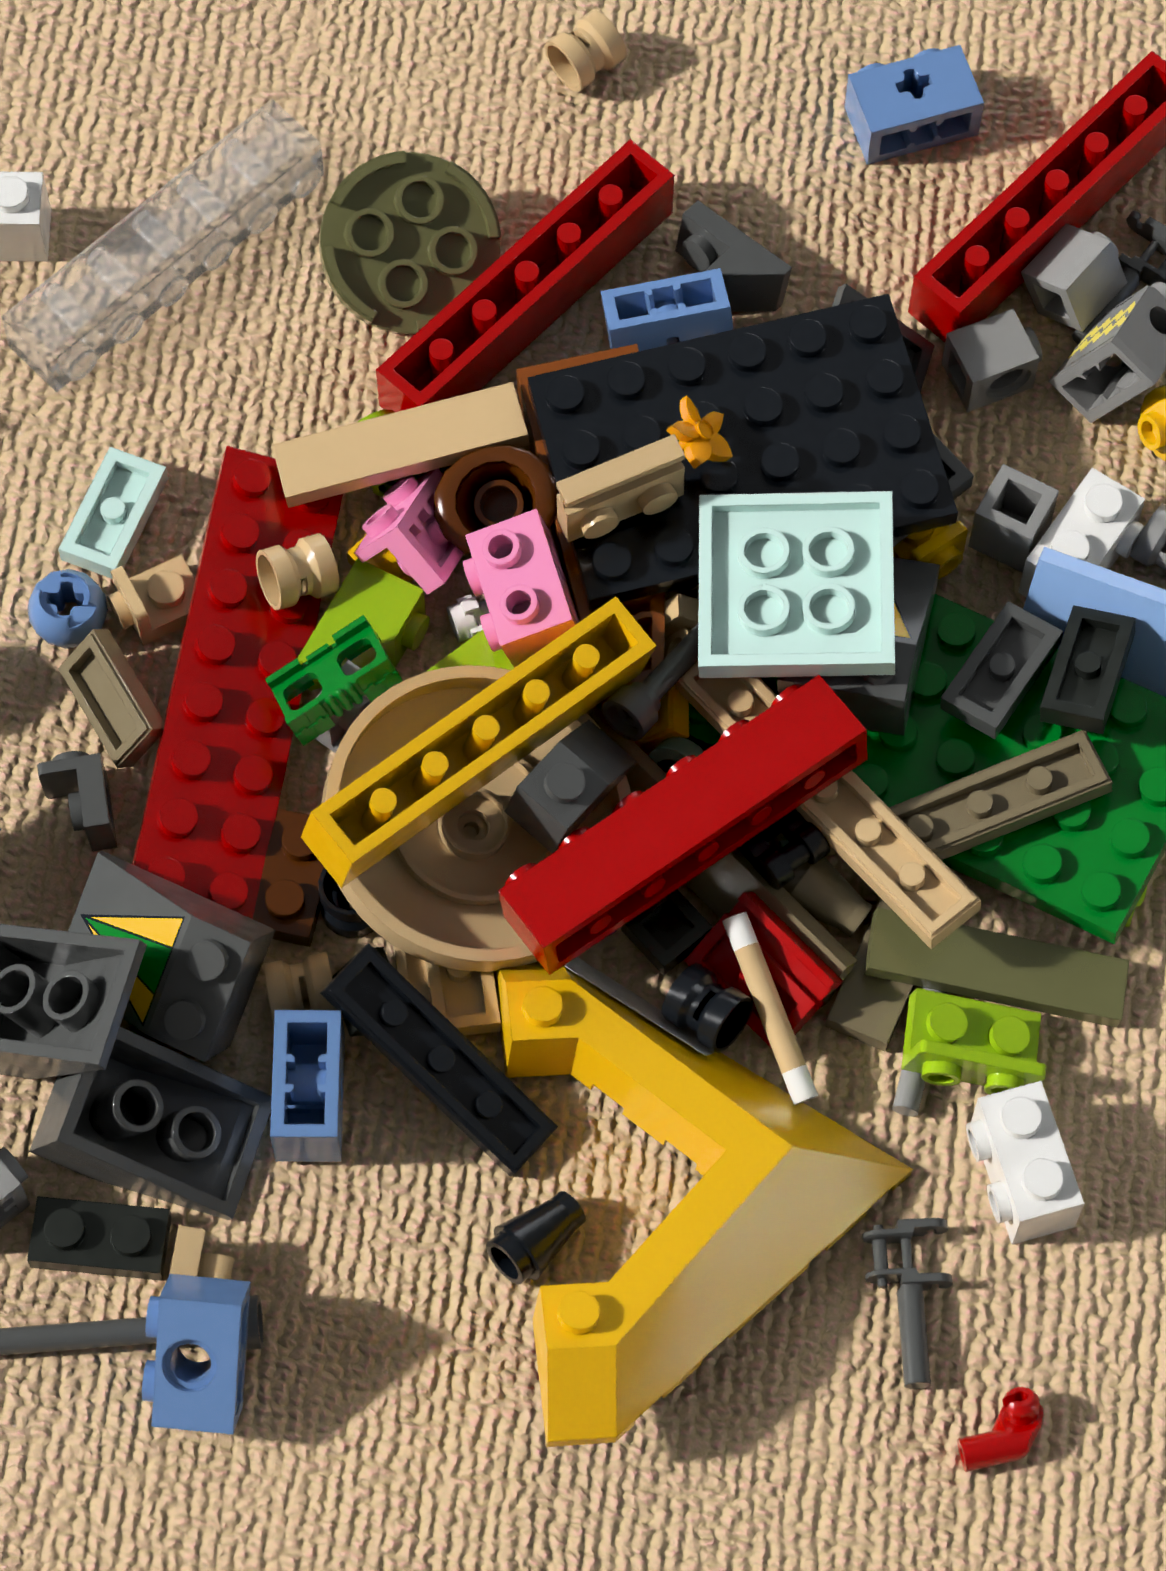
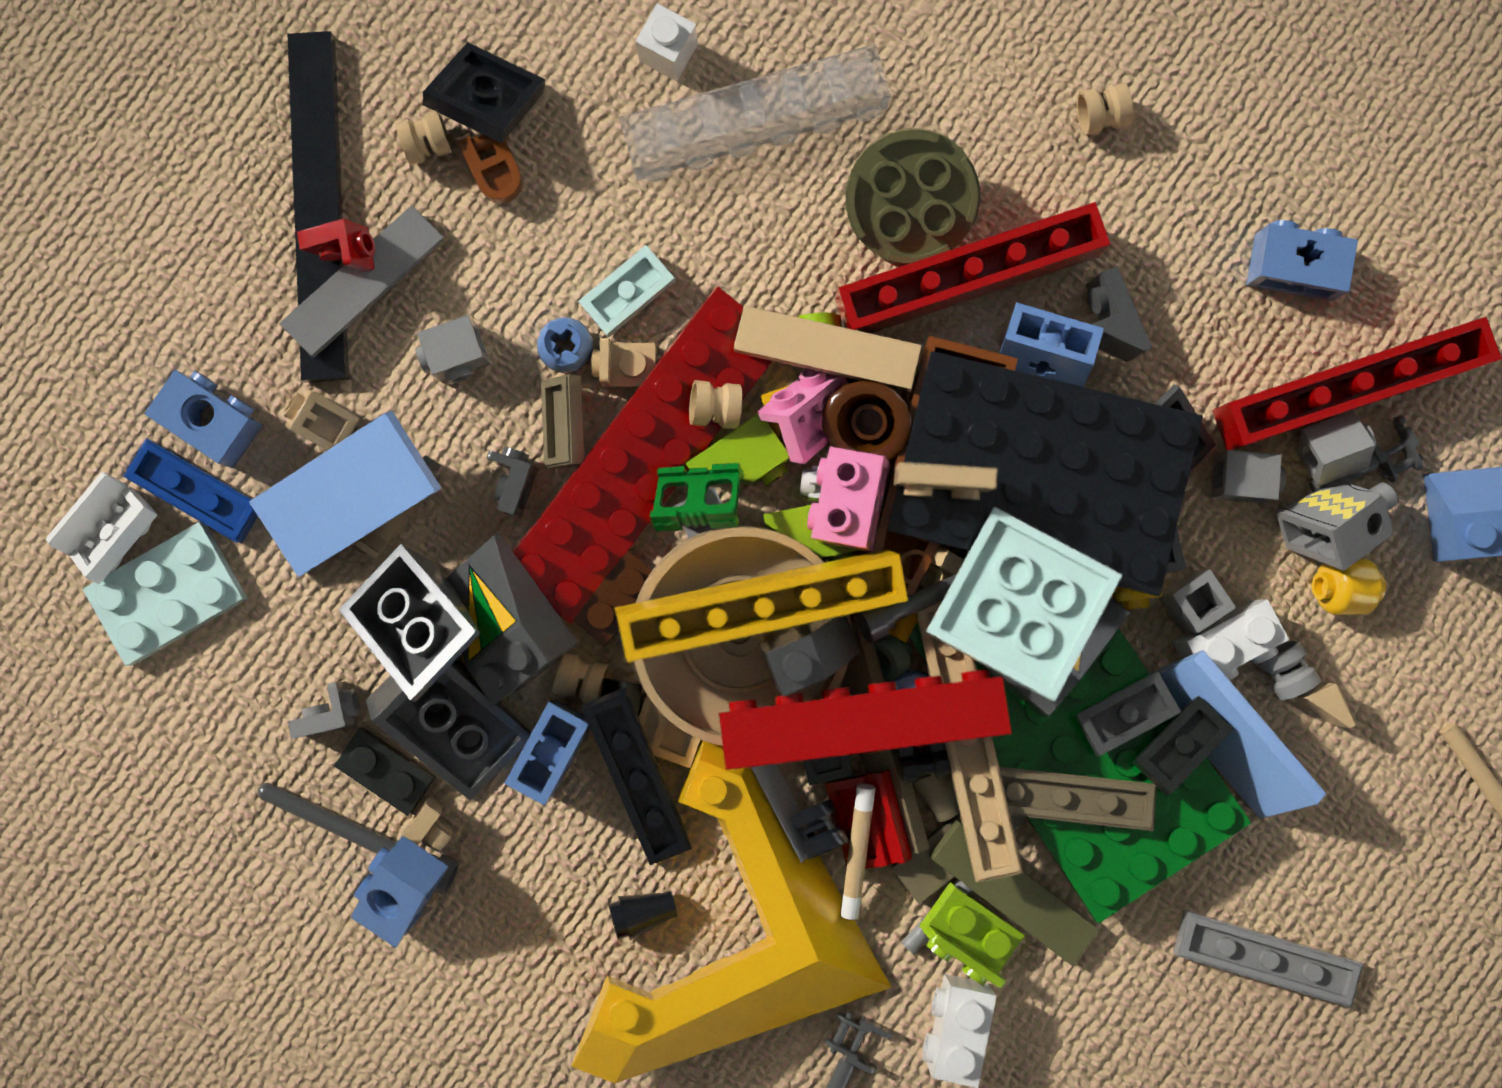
camera: 30 degrees right, 20 degrees up
(700, 435) = (1018, 461): light orange plant -> none

